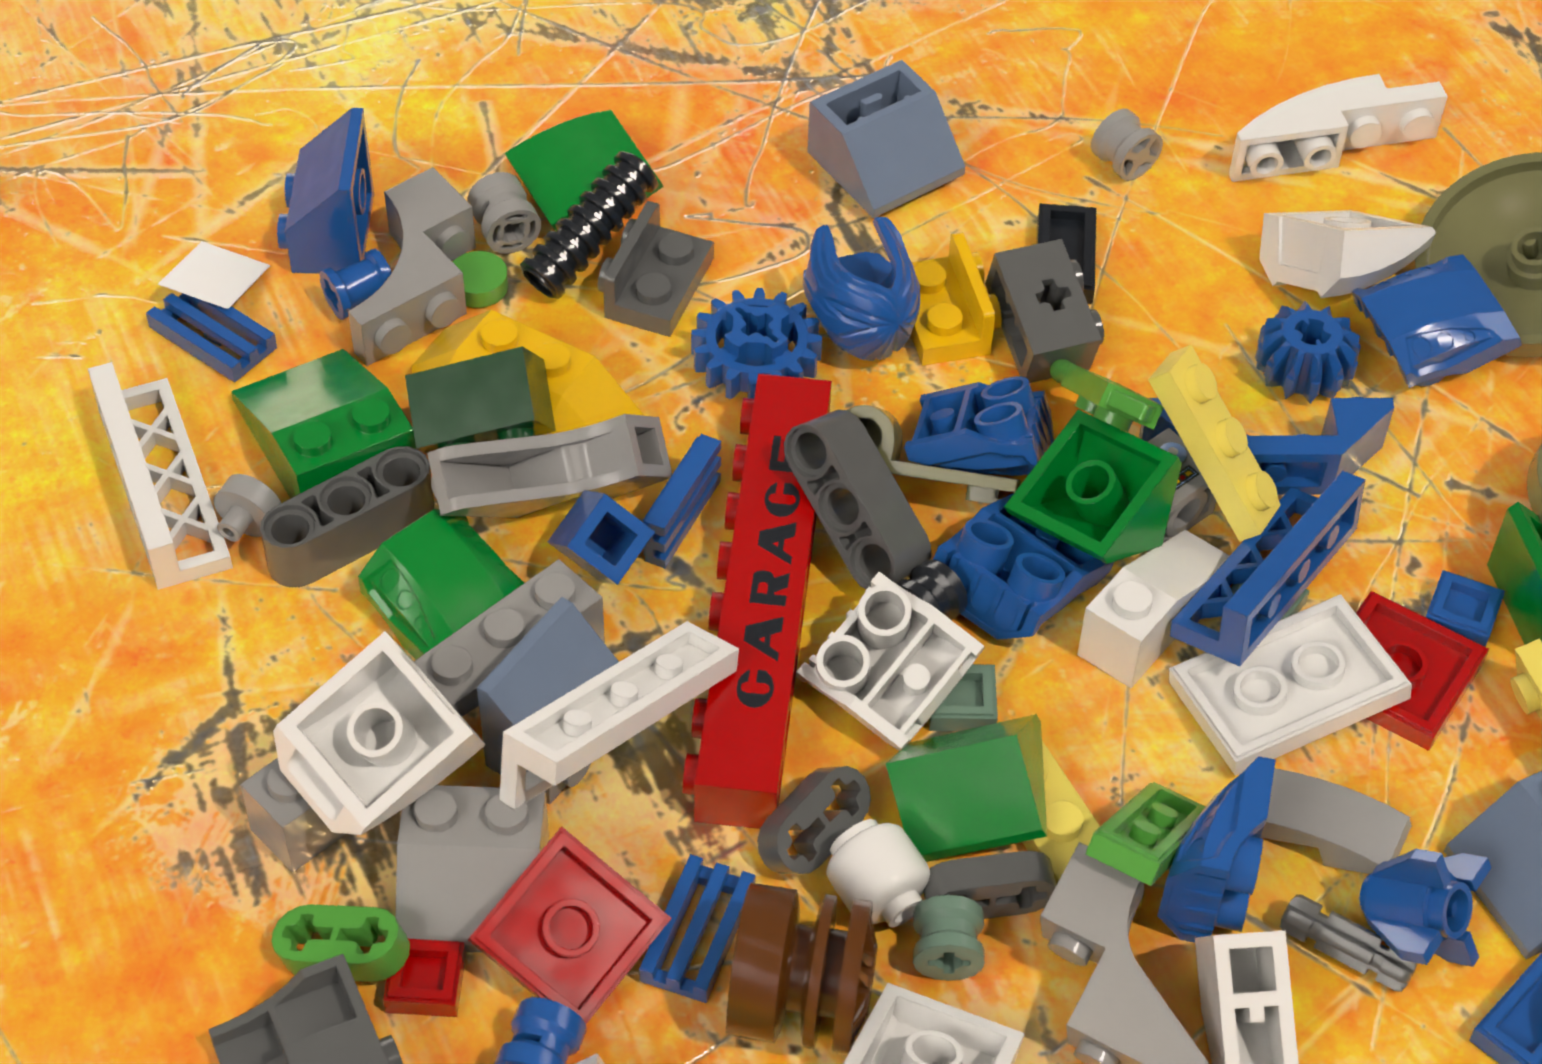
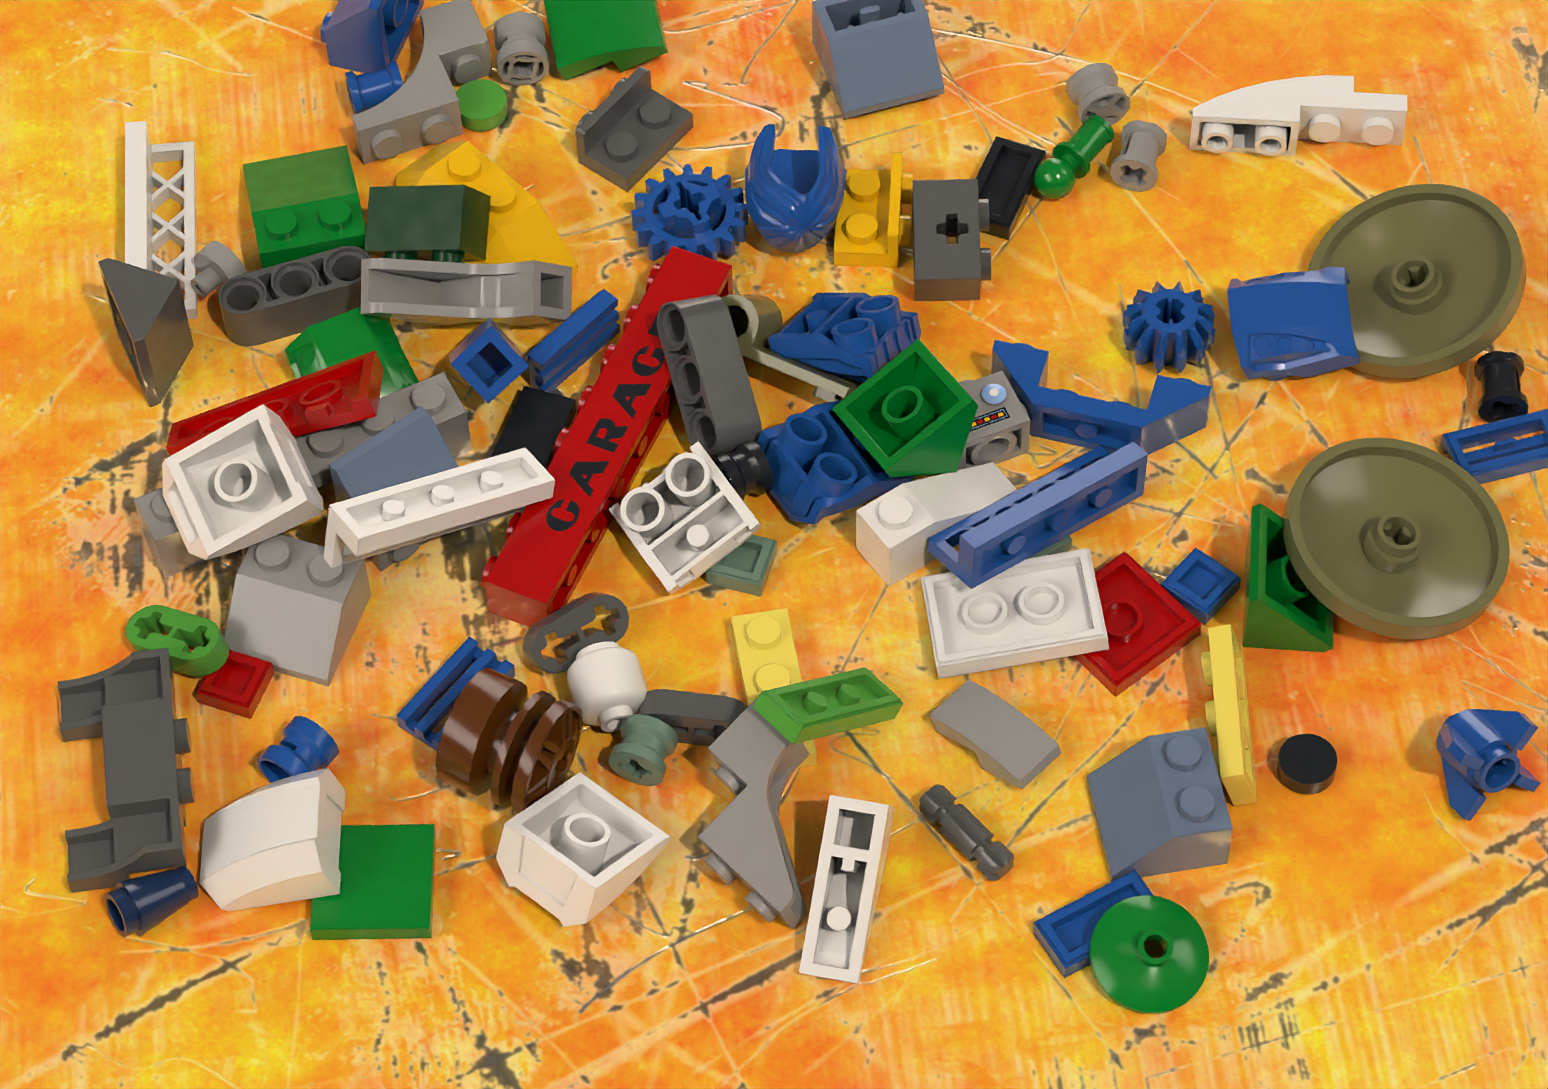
camera: 20 degrees right, 5 degrees up
(183, 580) = (149, 323): none -> dark grey slope
(214, 275) = (261, 55): white sticker -> none
(218, 325) = (225, 79): blue tile -> none
(424, 622) = (305, 404): none -> red wing
(569, 927) = (349, 670): tile -> none
(589, 224) = (584, 77): black piece -> none
(669, 597) = (536, 424): none -> black tile
(972, 788) = (707, 636): green slope -> none
(1106, 398) = (952, 329): bright green plate -> none
(1127, 209) = (1072, 159): none -> green pin
(1191, 196) = (1136, 164): none -> light grey bush
(1215, 442) = (1023, 393): light yellow plate -> none
(1219, 858) = (878, 738): blue slope -> none
(1338, 249) = (1239, 237): white slope -> none
(1425, 904) = (1032, 816): blue brick -> none

